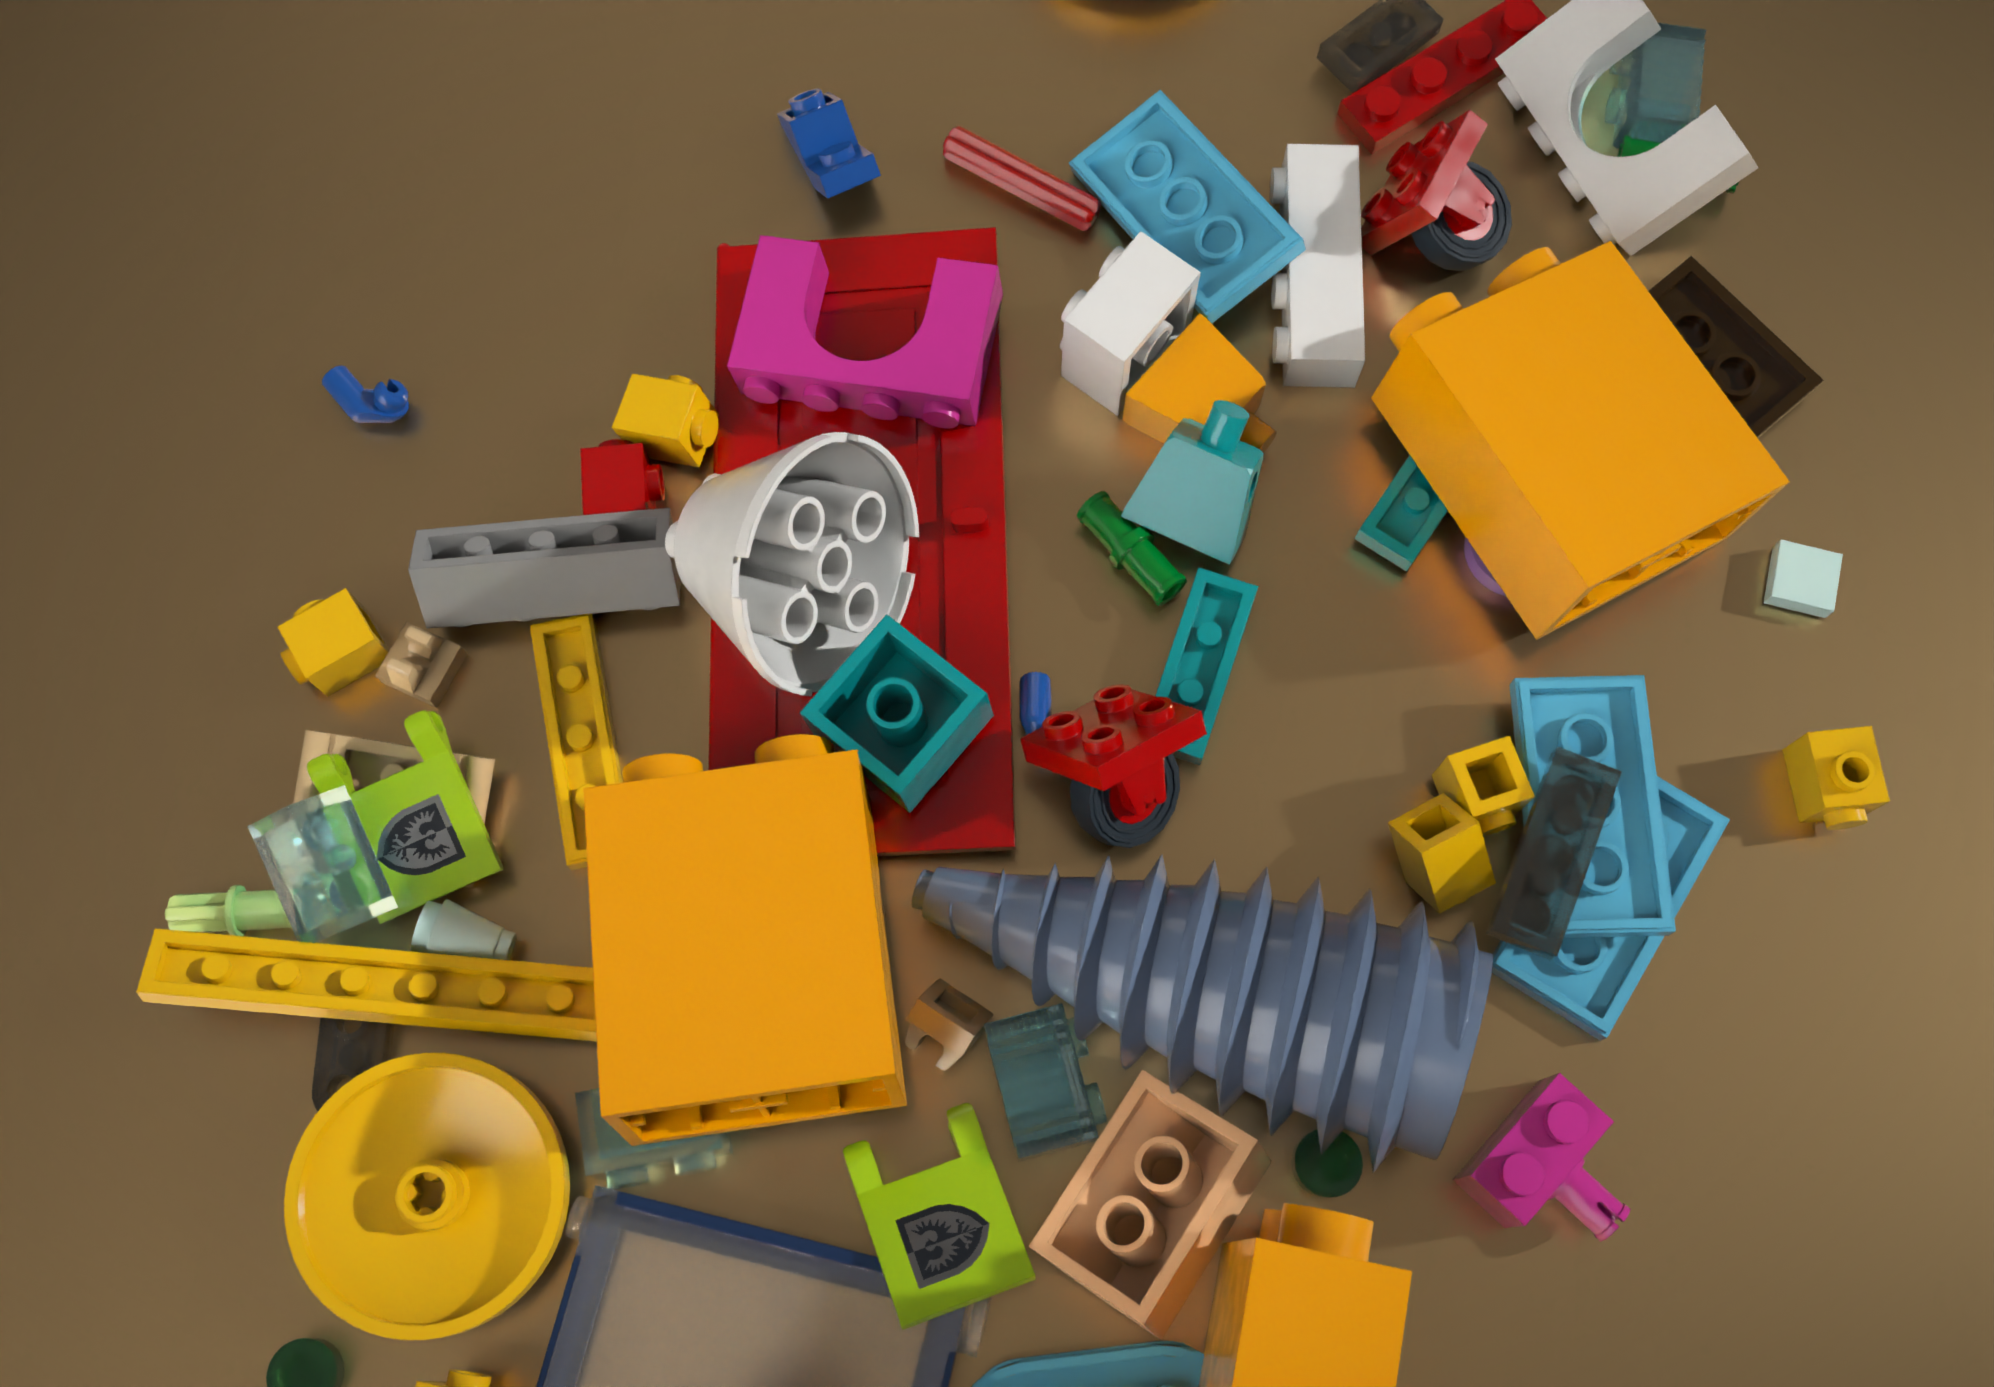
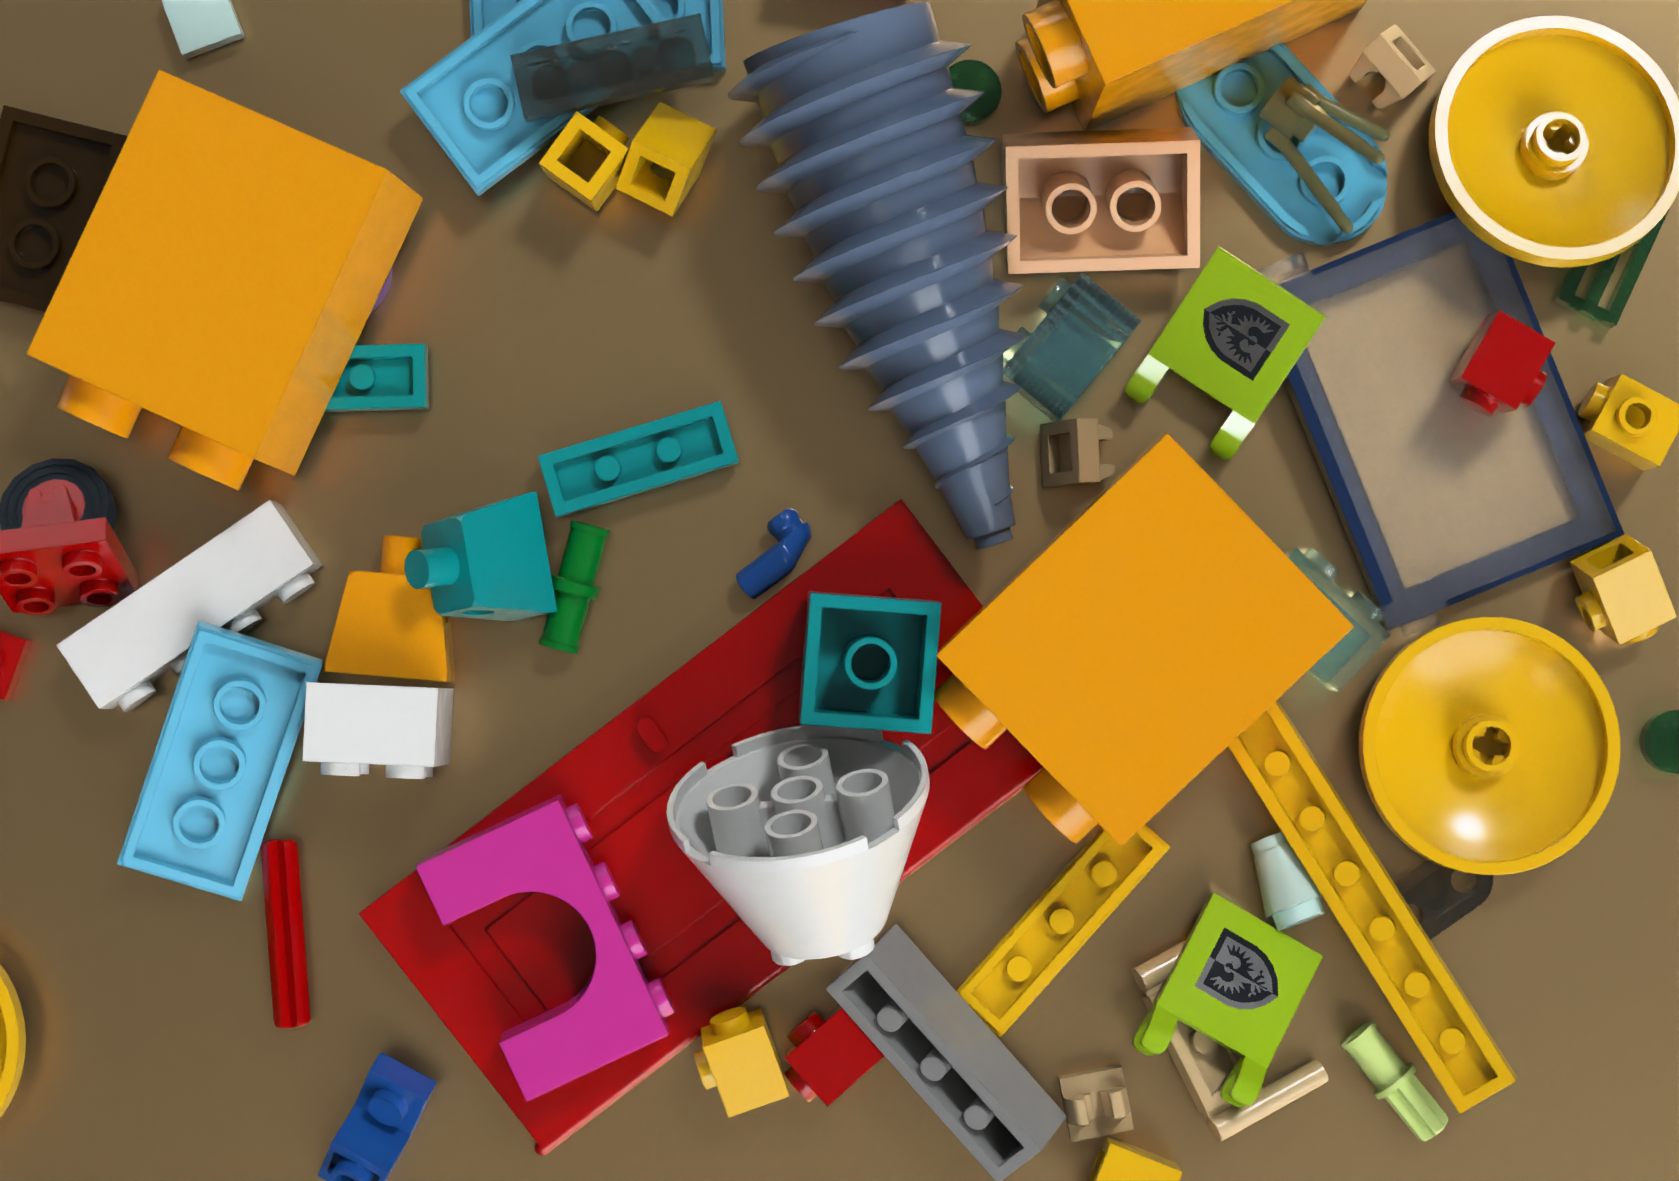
camera: 125 degrees left, 15 degrees up
(322, 865) = (1317, 1026): clear light blue brick -> none
(1118, 760) = (774, 465): red plate -> none

